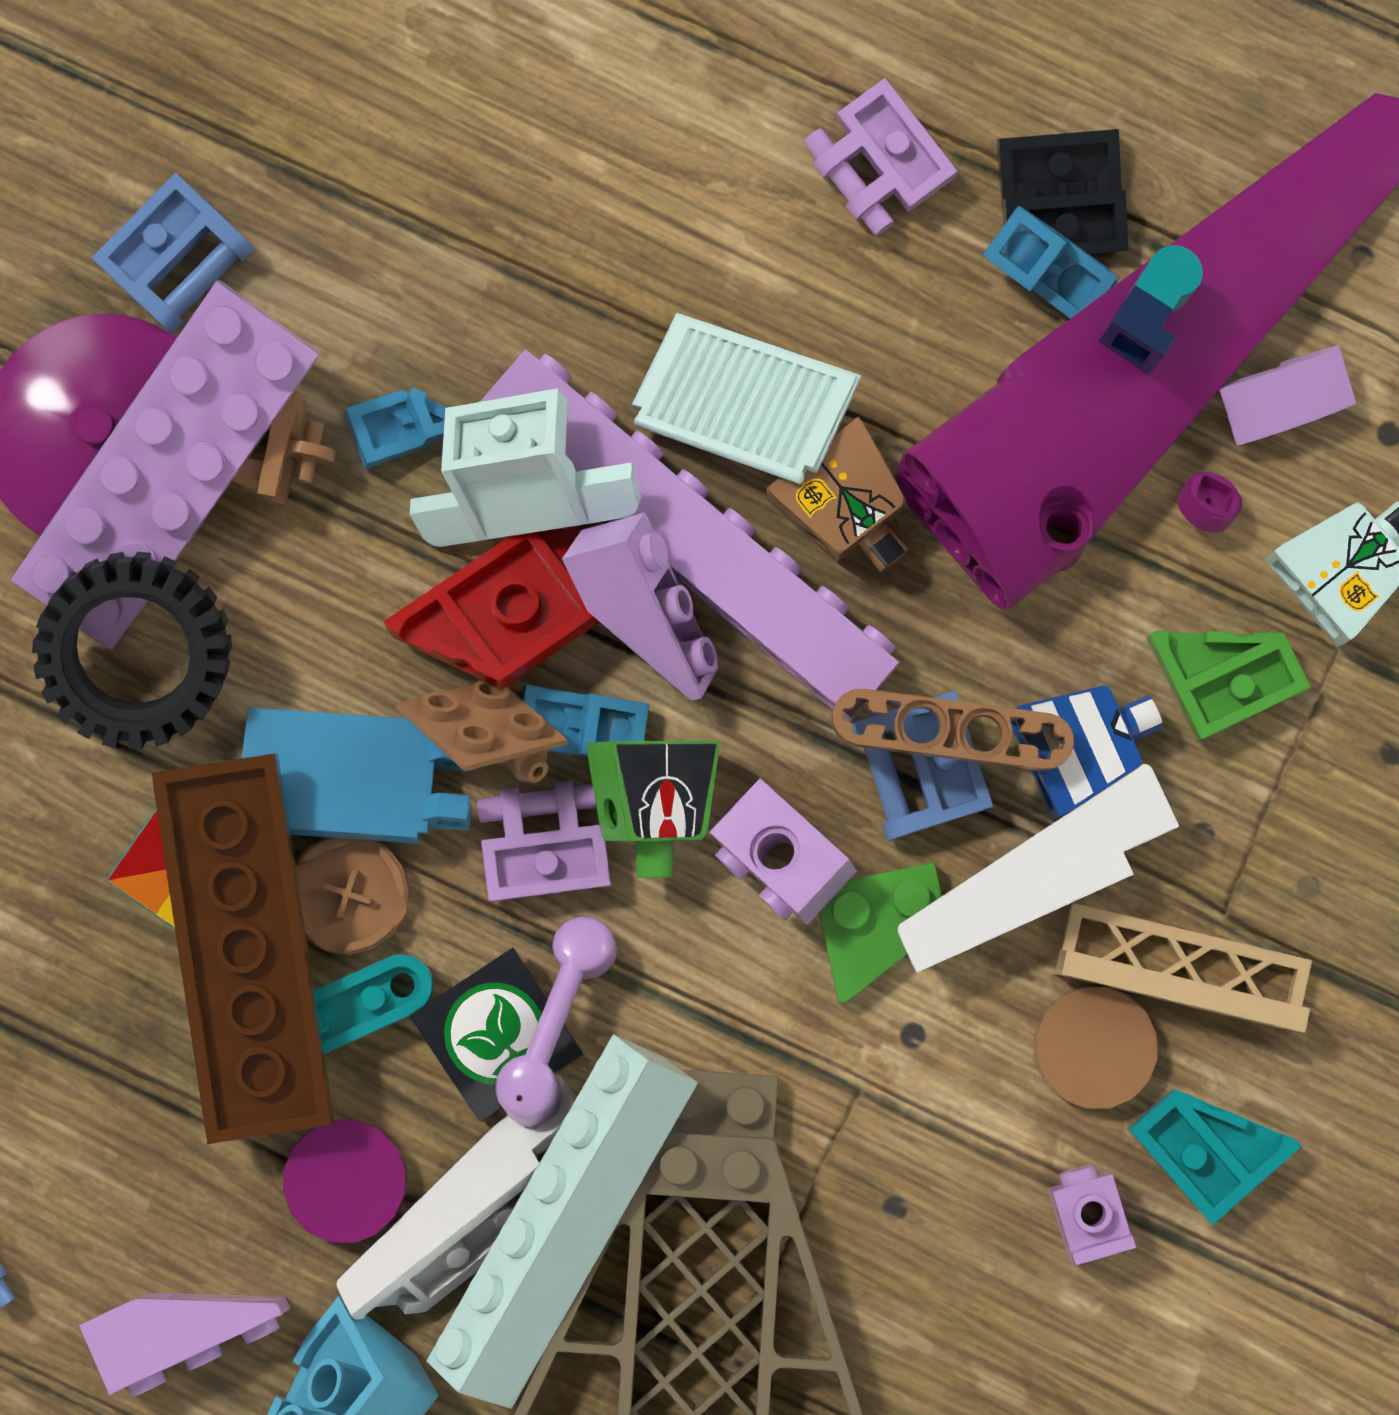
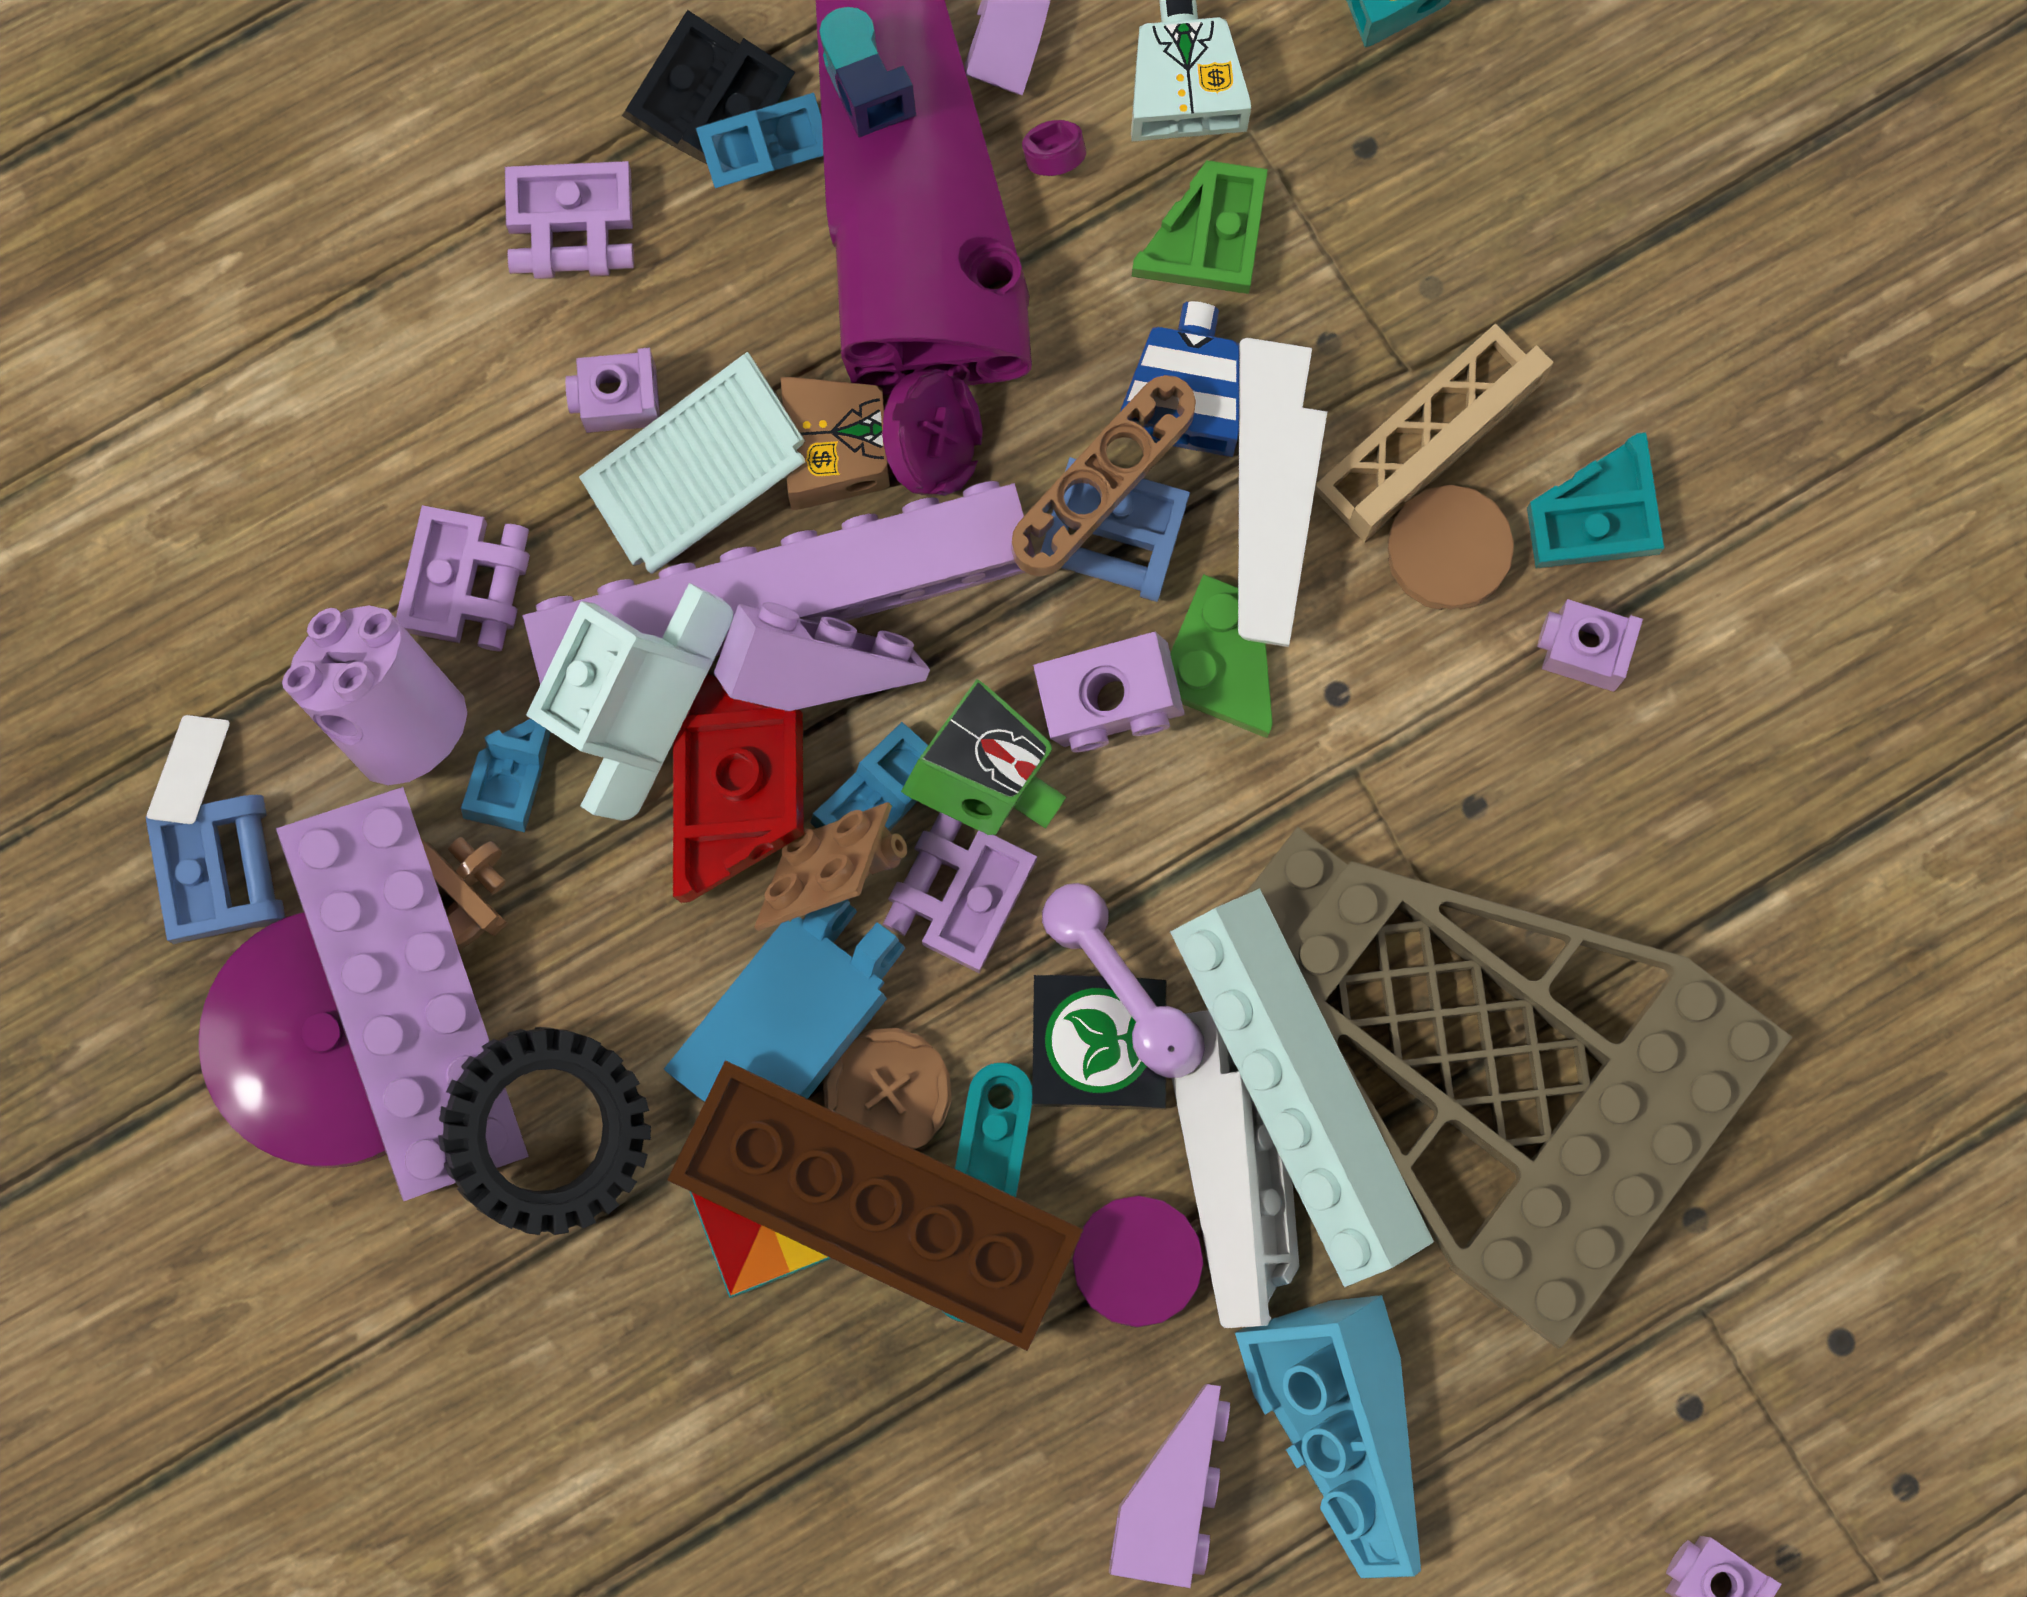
camera: 60 degrees left, 5 degrees down
(236, 178) = (188, 769): none -> white sticker
(380, 280) = (376, 694): none -> lavender cylinder
(522, 263) = (443, 573): none -> lavender plate
(764, 314) = (630, 406): none -> lavender brick
(896, 567) = (931, 432): none -> magenta tile

